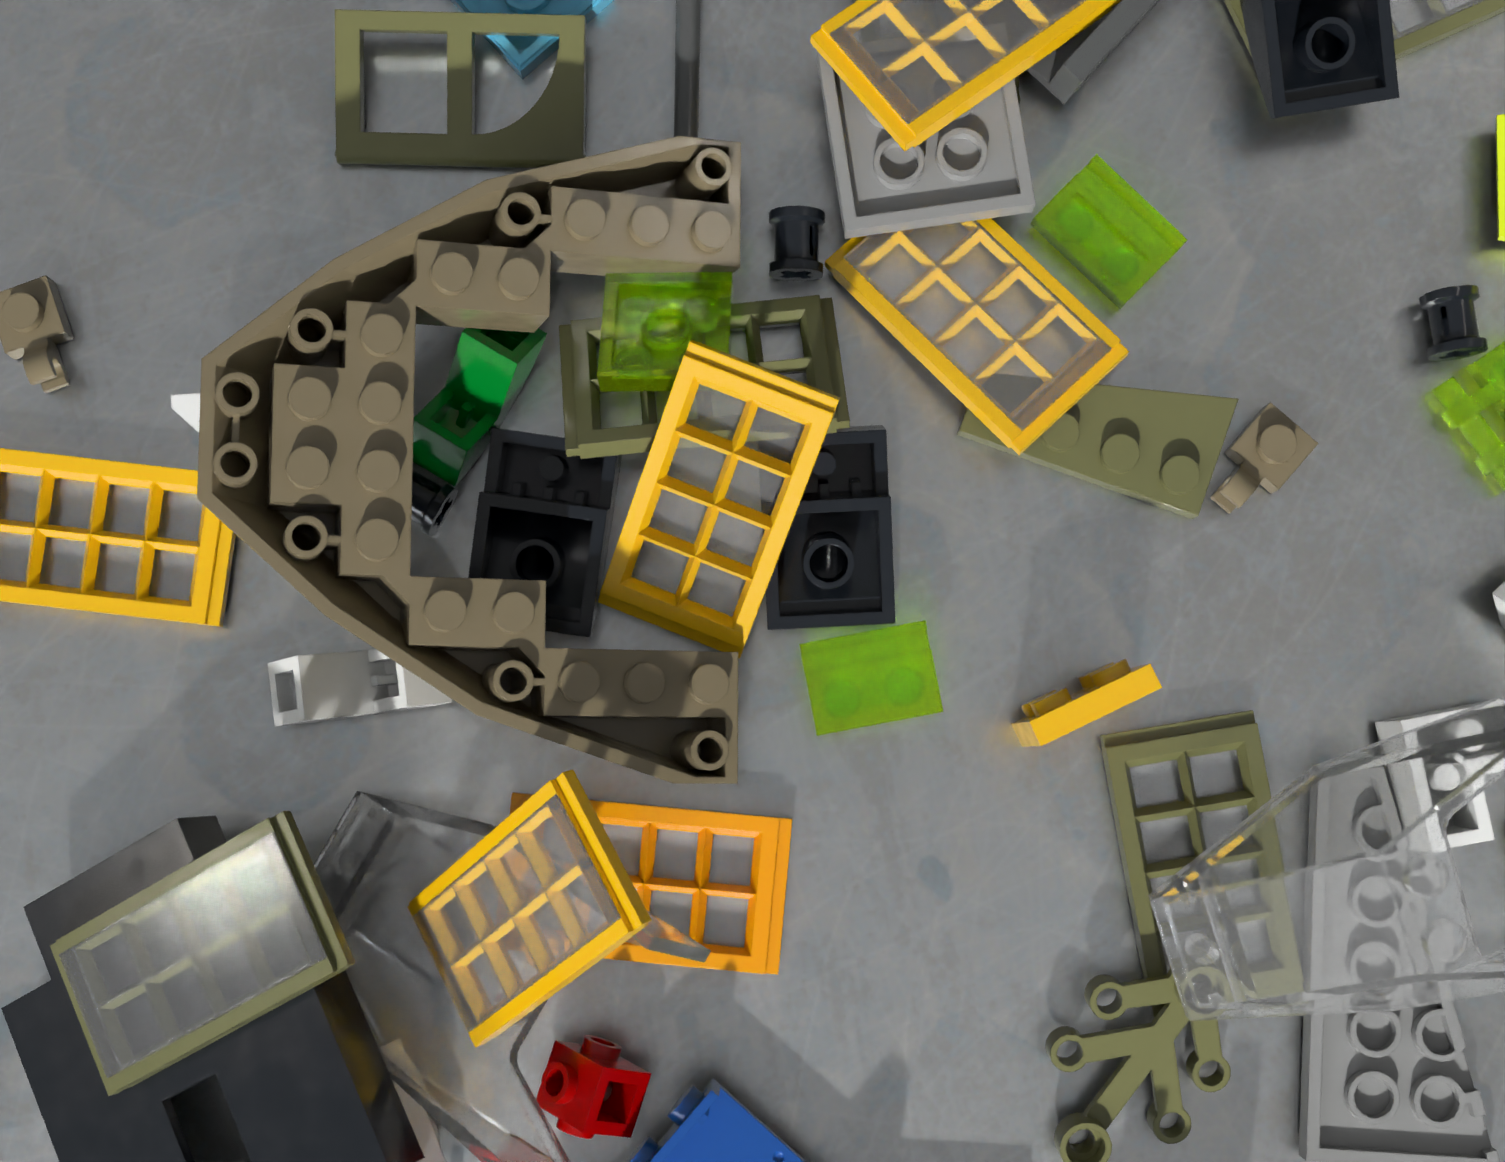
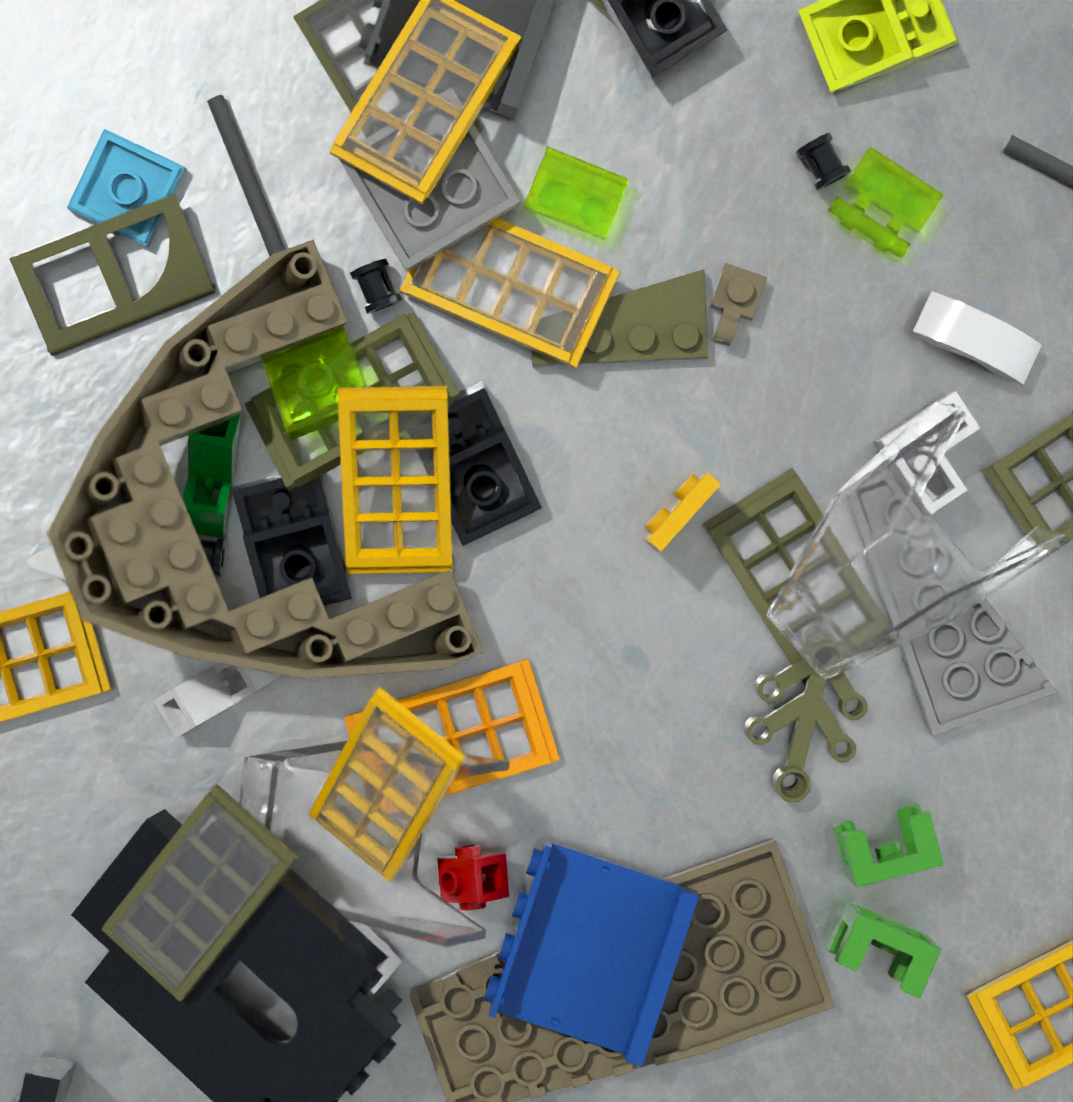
camera: 20 degrees left, 5 degrees up
(871, 678) = (541, 549): clear neon green plate -> none

